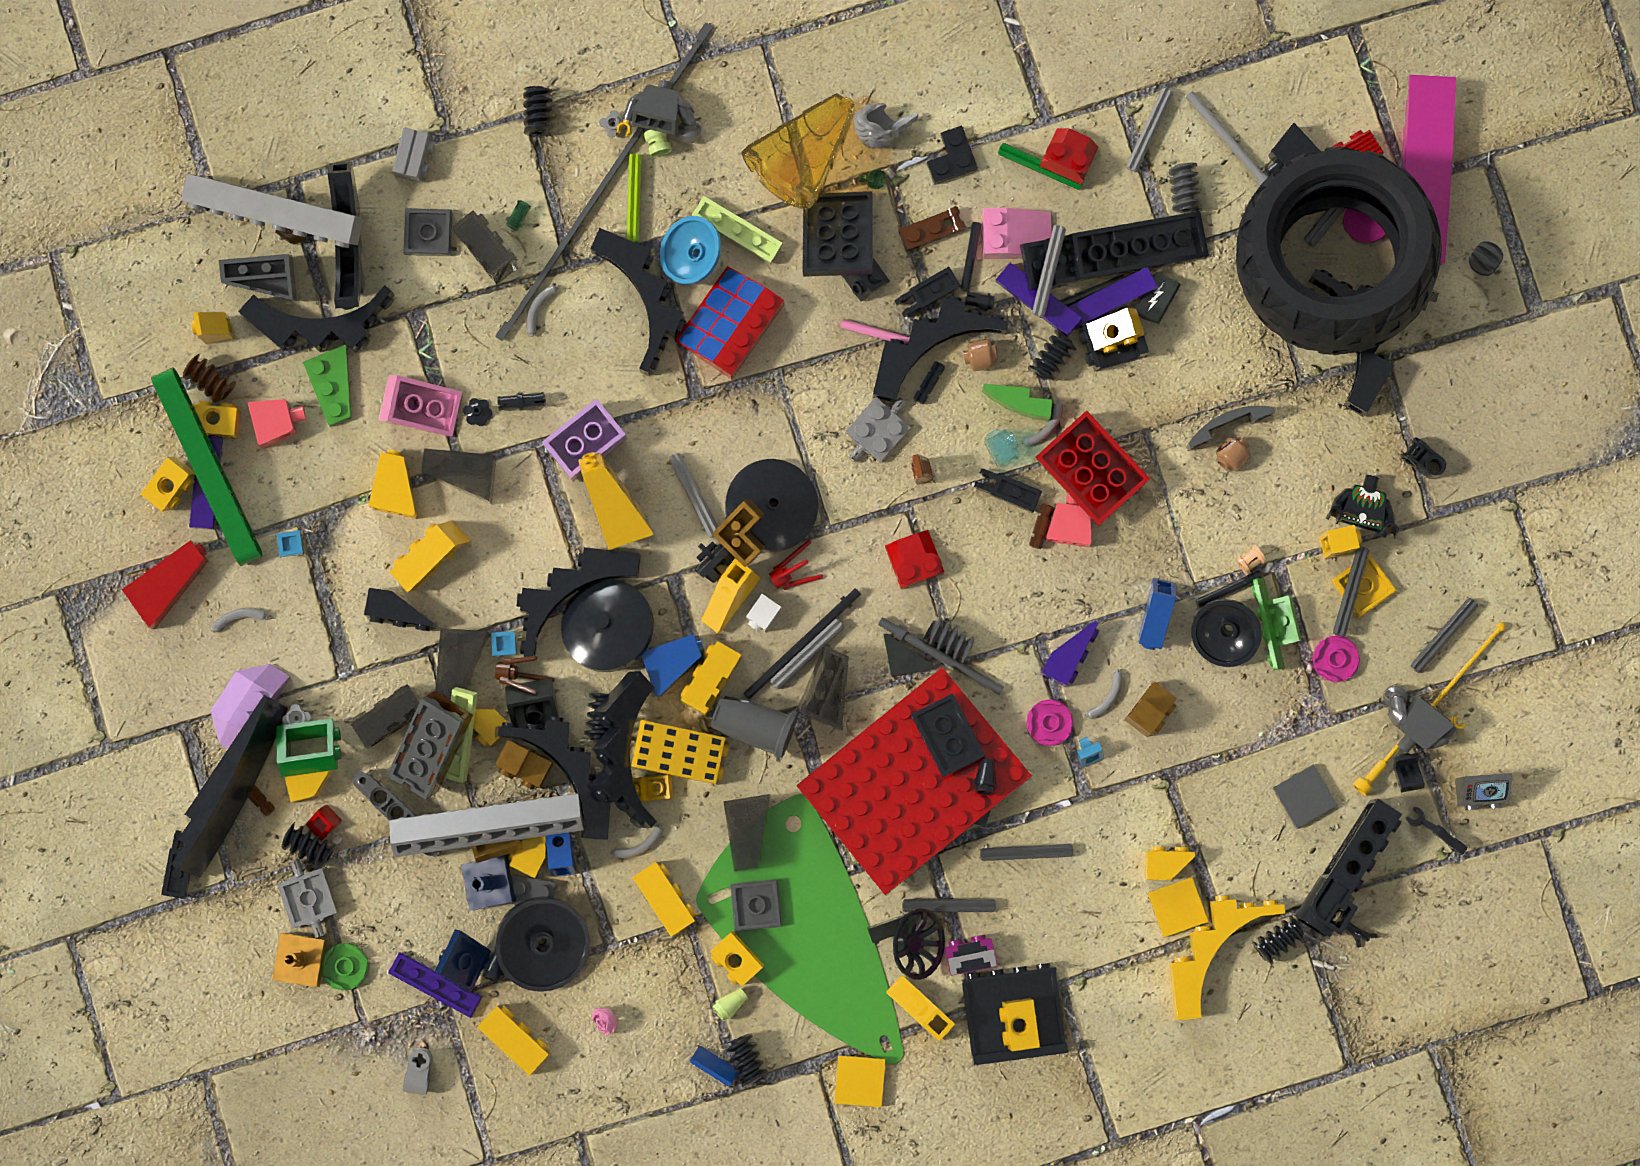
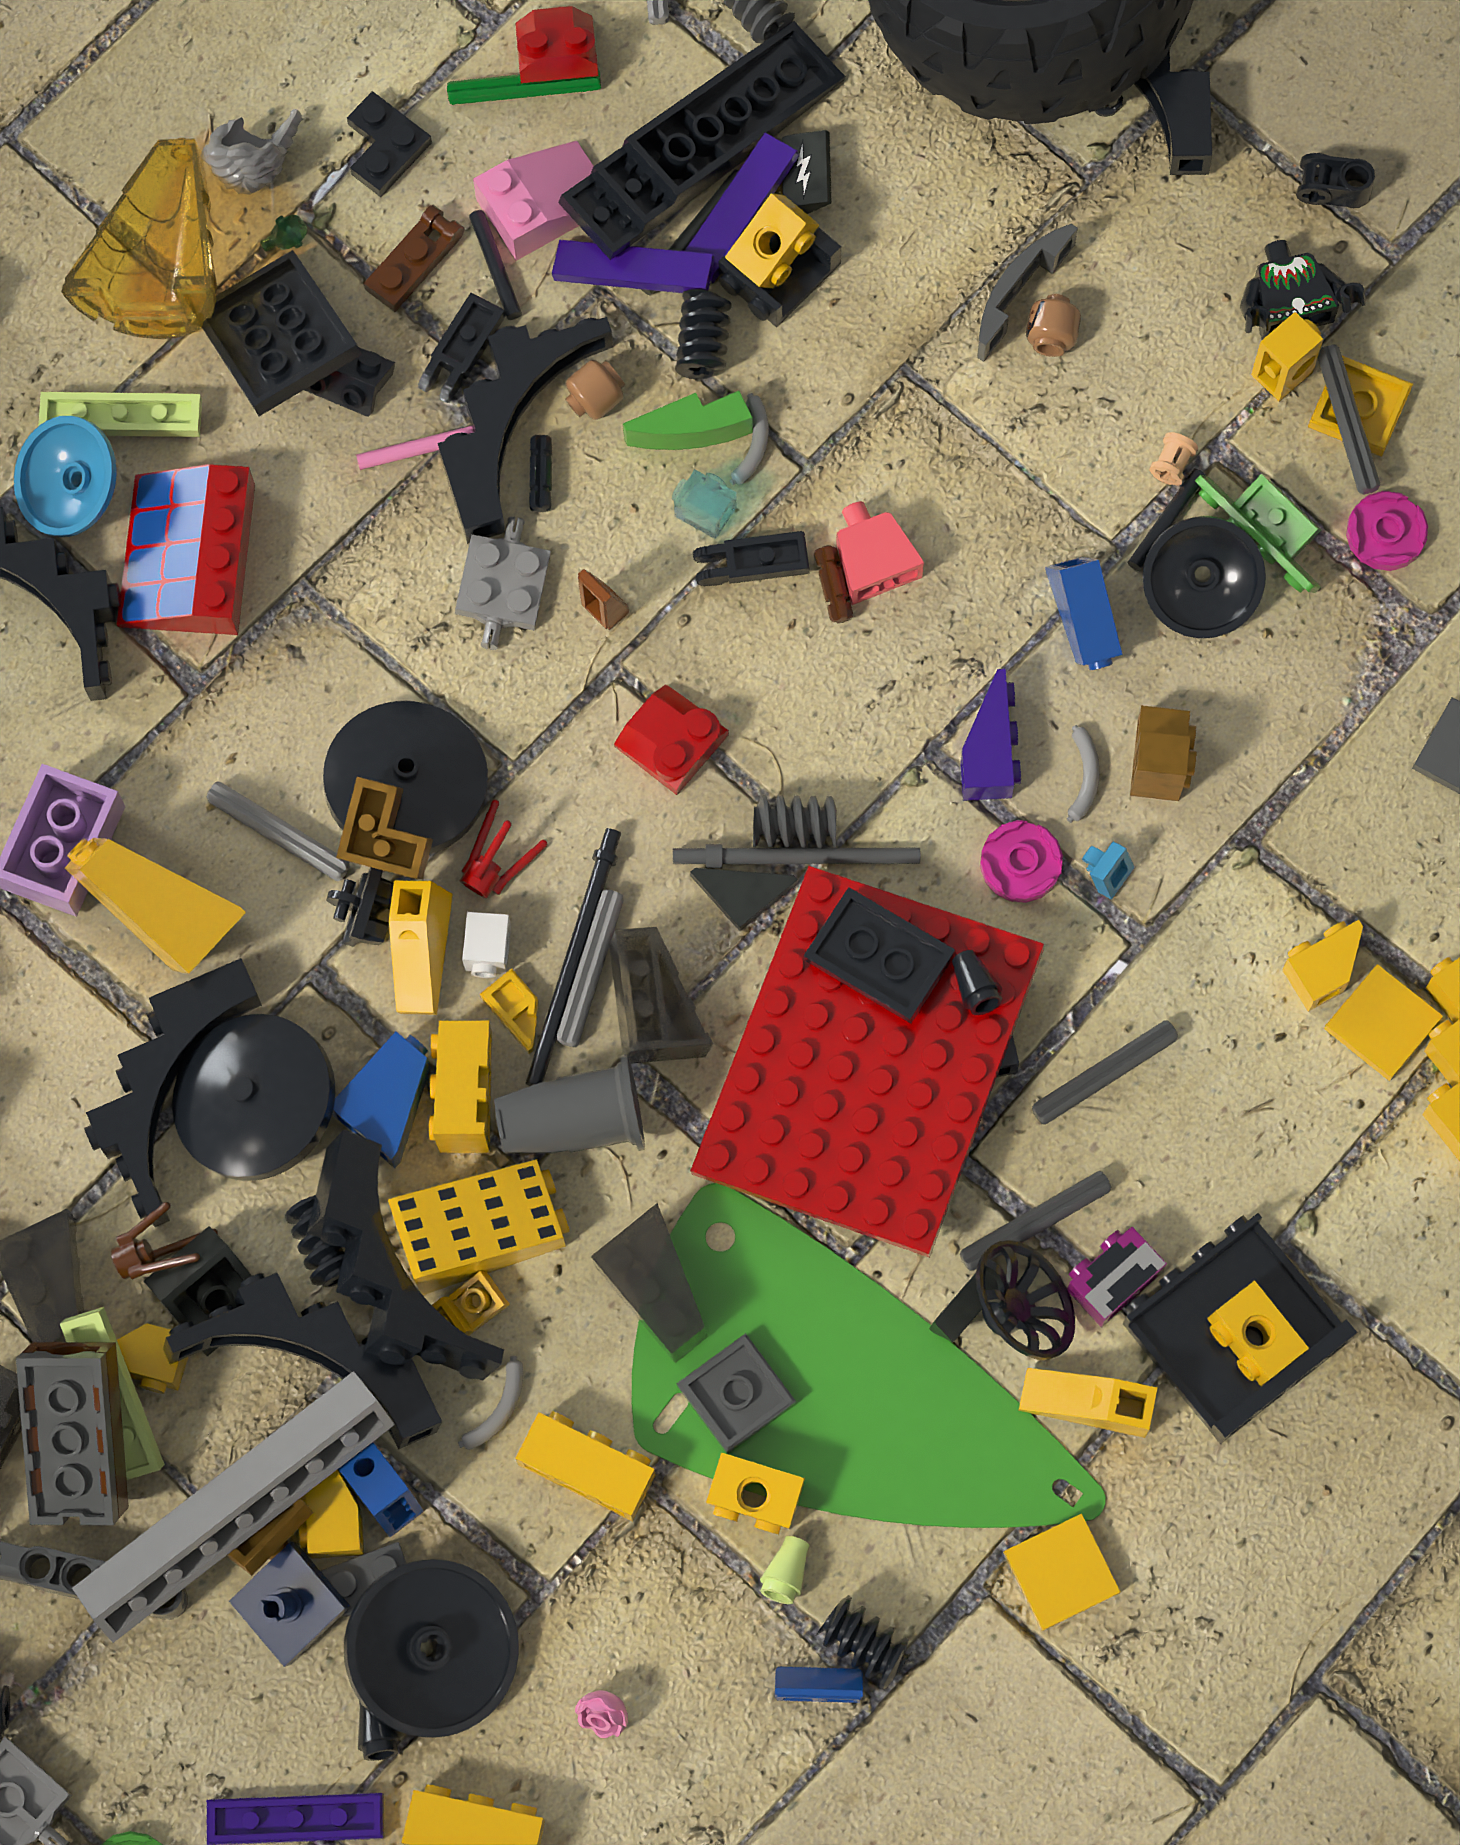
camera: 25 degrees left, 10 degrees down
(462, 961) = (318, 1749): dark blue tile -> none
(503, 643) = (104, 1216): dark azure tile -> none
(524, 764) = (241, 1384): pearl gold brick -> none
(759, 652) = (514, 1007): none -> yellow tile
(980, 300) = (546, 316): black pin -> none
(1048, 270) = (623, 208): light grey axle -> none
(1092, 468) = (860, 451): red slope -> none

